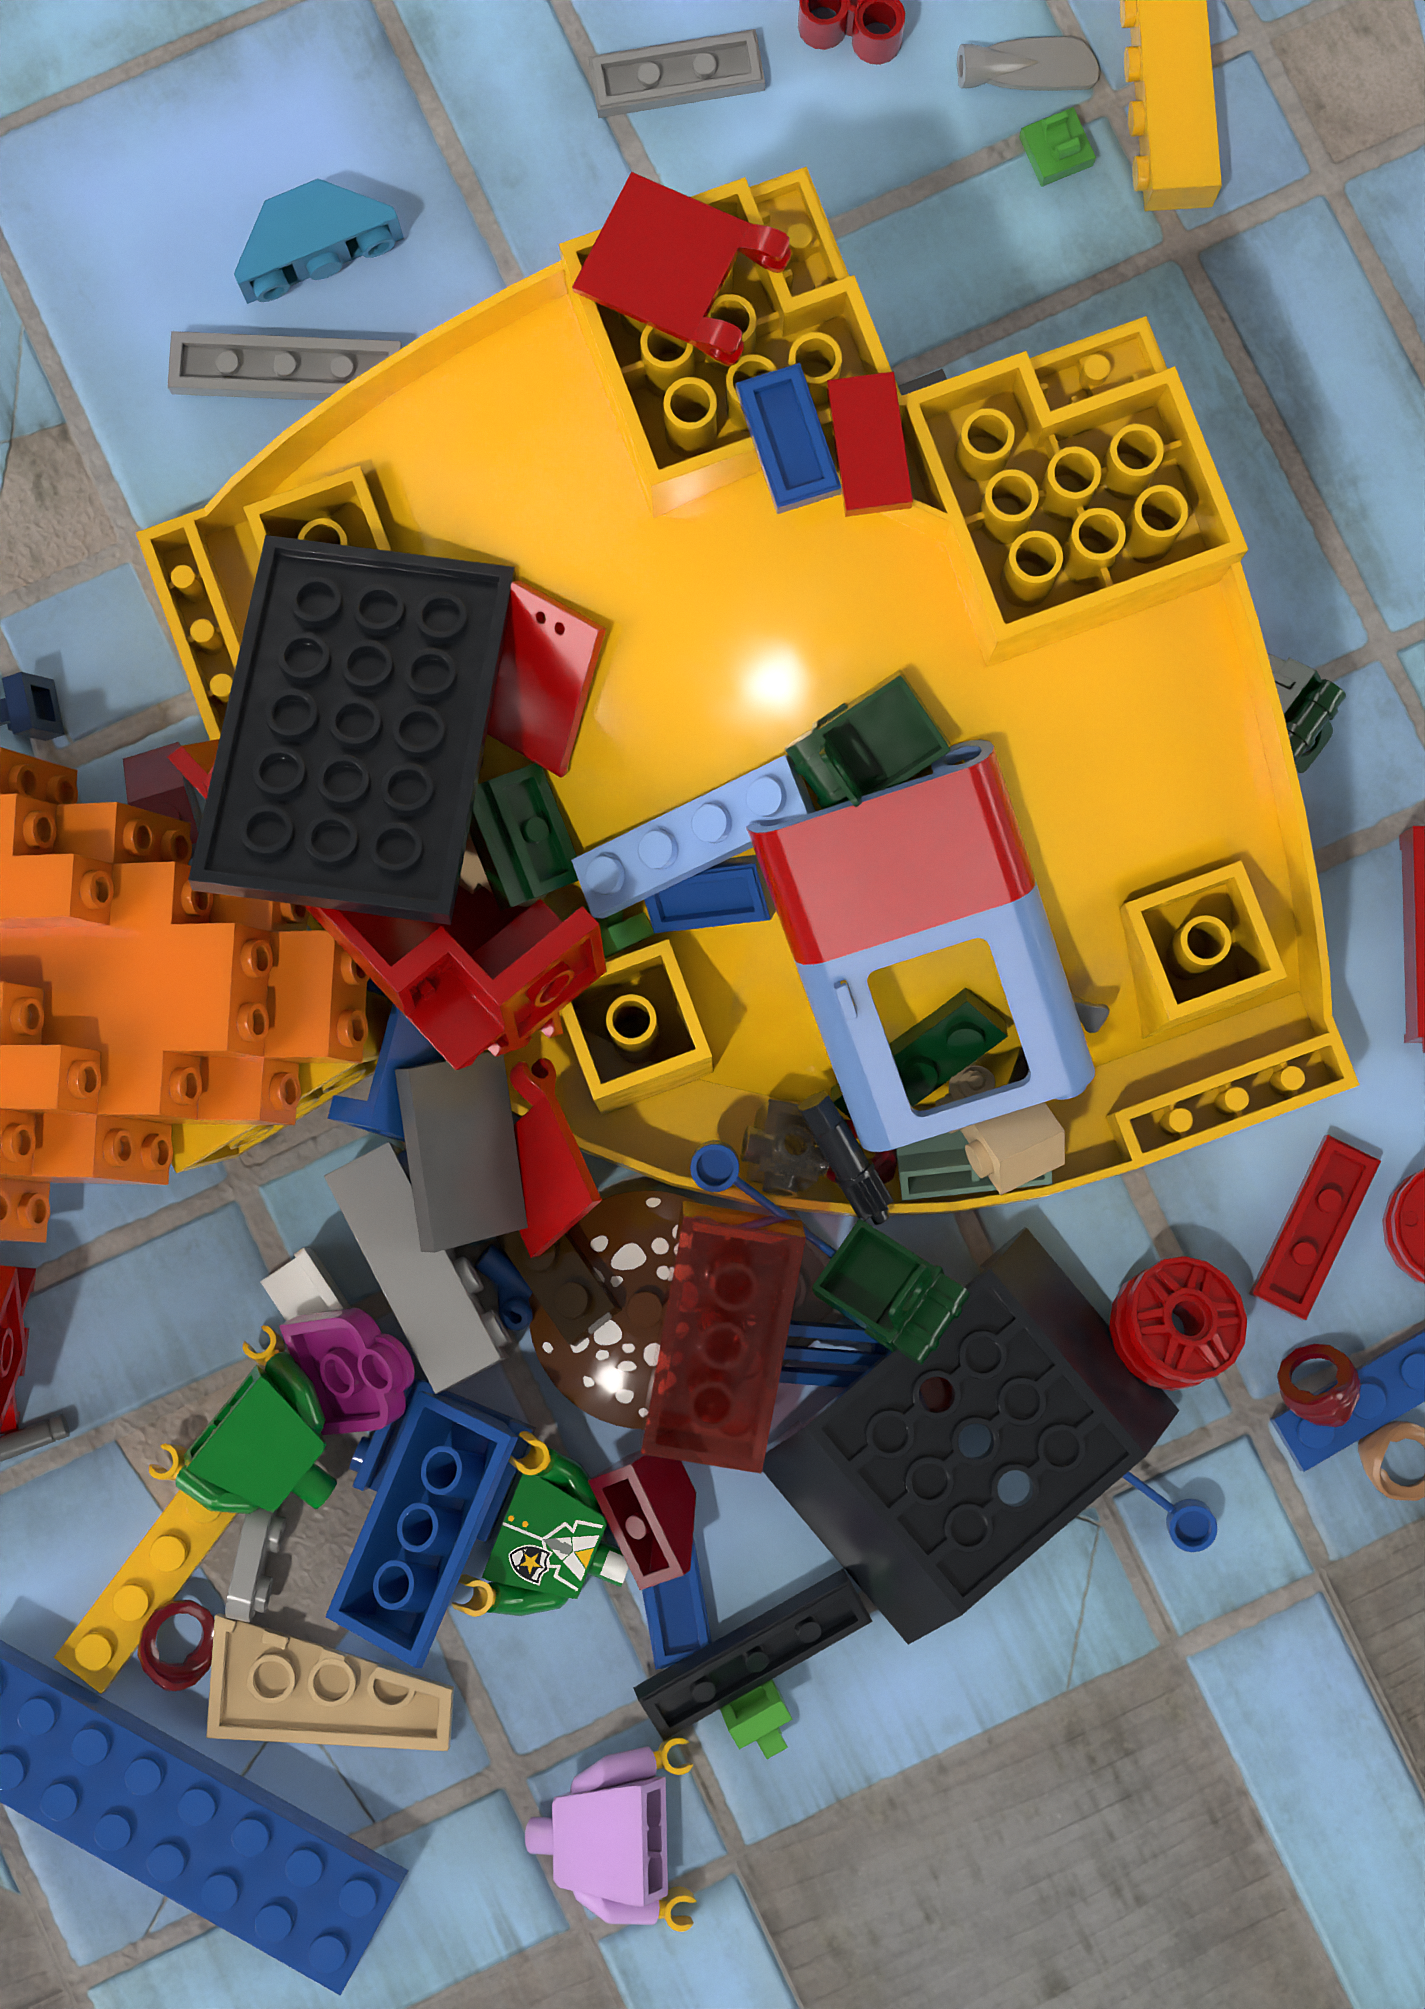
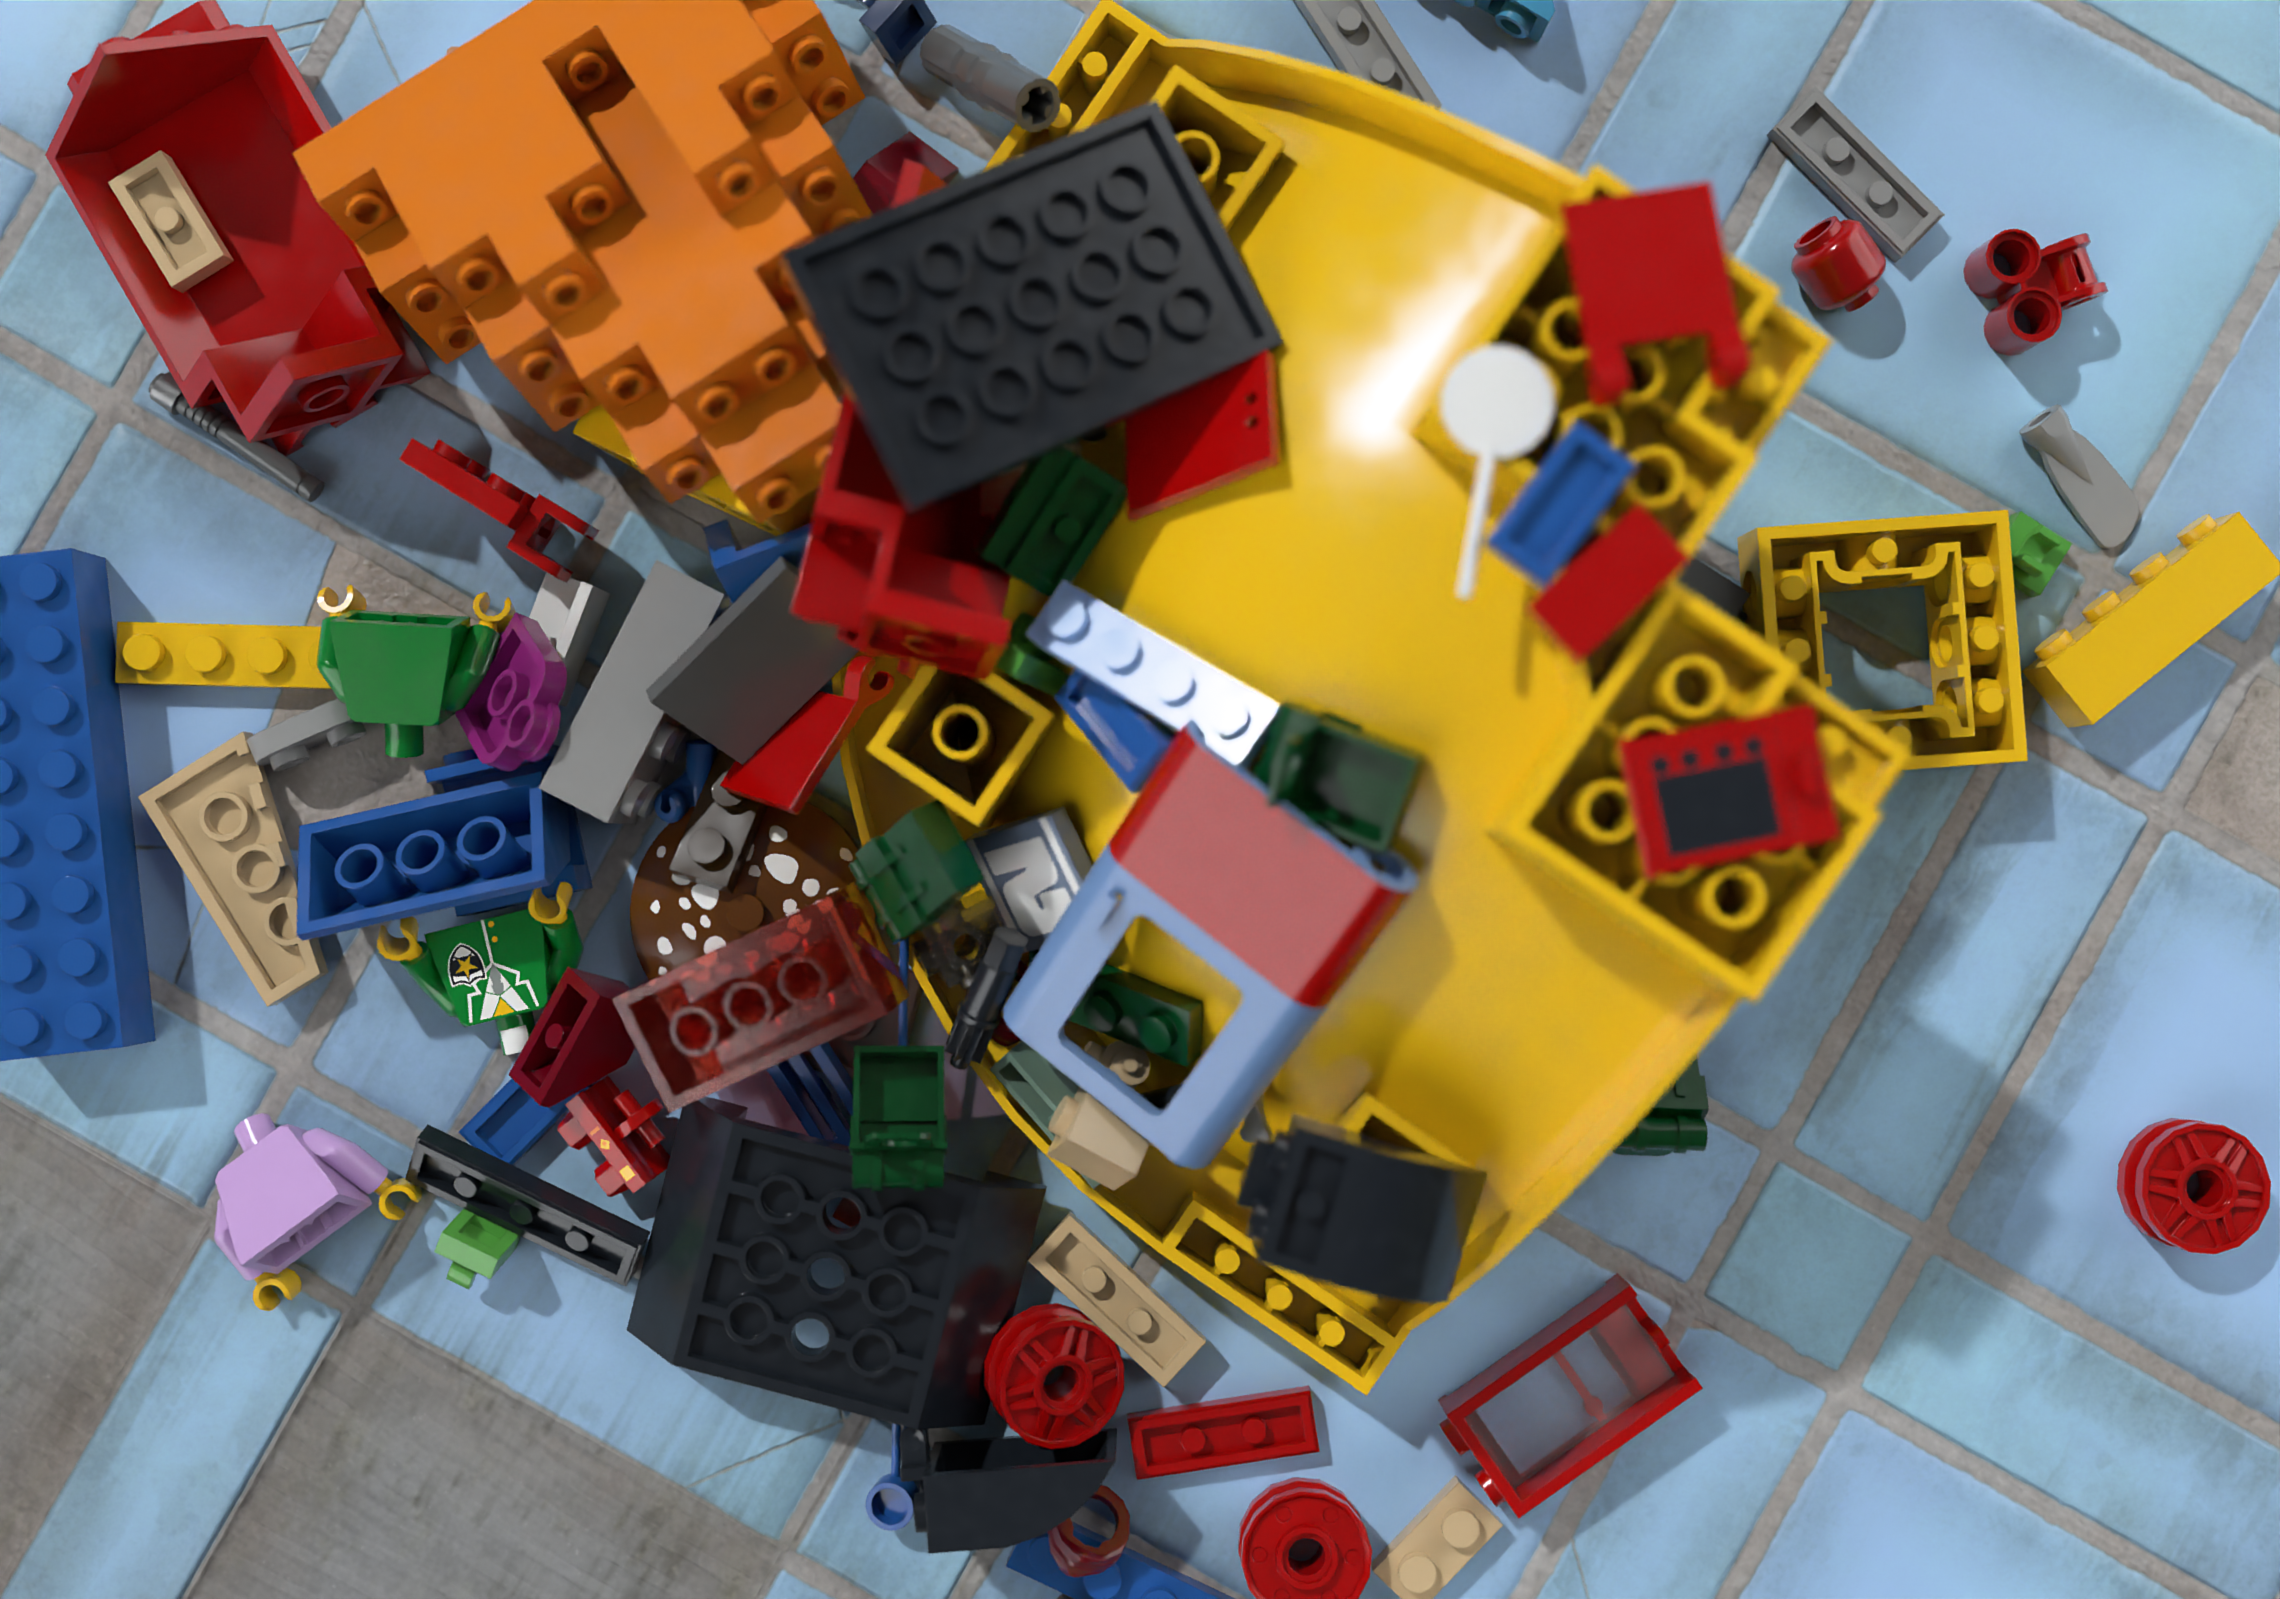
camera: 50 degrees right, 5 degrees up
(134, 663) = (990, 78): none -> dark grey axle
(176, 1675) = (175, 737): dark red piece -> none
(184, 1275) = (530, 517): none -> red plate
(685, 434) = (1495, 408): none -> white piece
(711, 1137) = (915, 871): none -> dark green piece
(737, 132) = (1838, 264): none -> red head
(748, 1533) = (620, 1132): none -> red hips
(772, 1052) = (1031, 871): none -> tile
(1067, 215) = (1969, 615): none -> yellow brick
(1080, 462) = (1728, 790): none -> red container
(1150, 1234) = (1117, 1299): none -> tan plate
(1206, 968) = (1358, 1210): none -> black piece
(1238, 1424) = (999, 1487): none -> black piece

